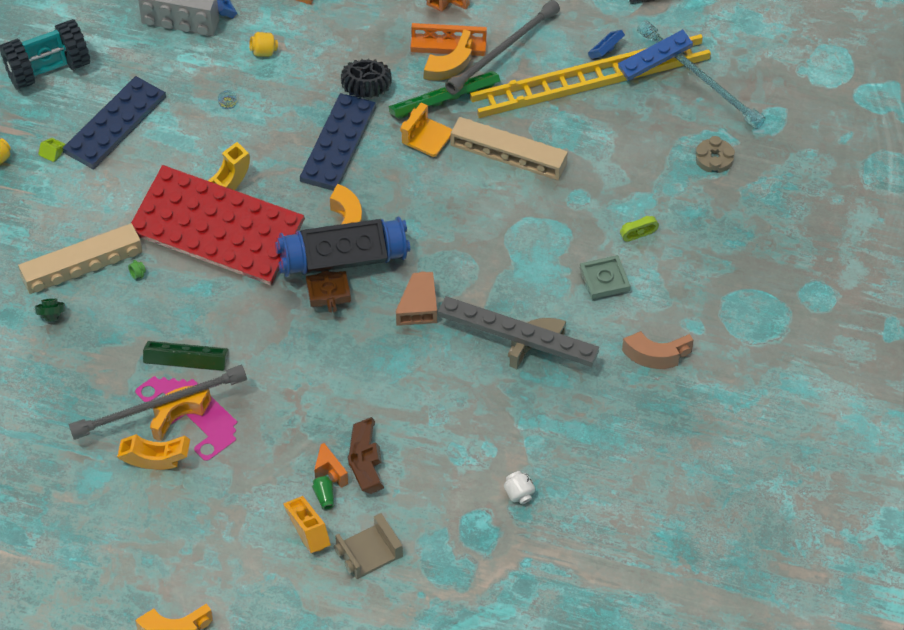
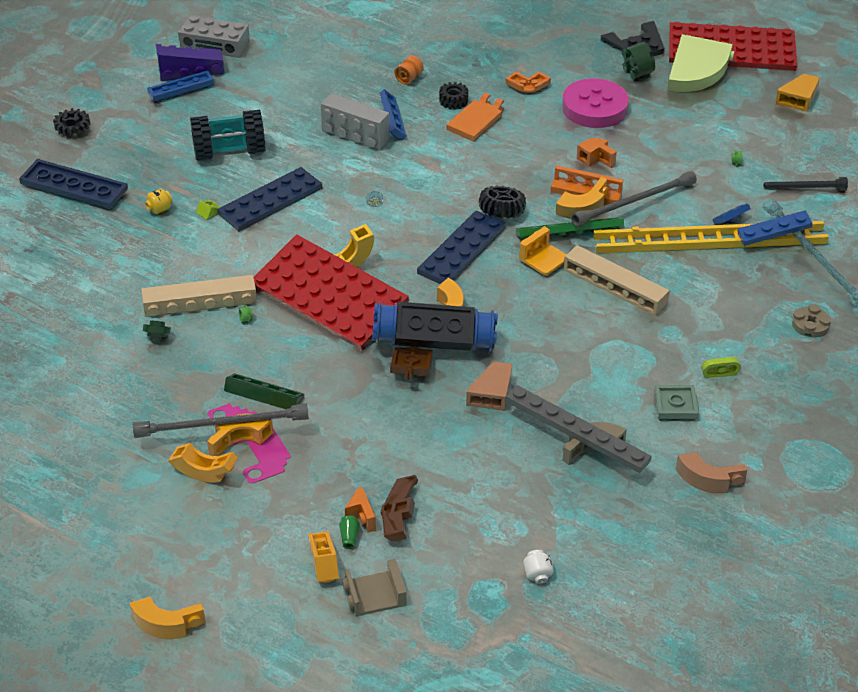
camera: 15 degrees right, 10 degrees down
(263, 44) = (420, 161): yellow head -> none

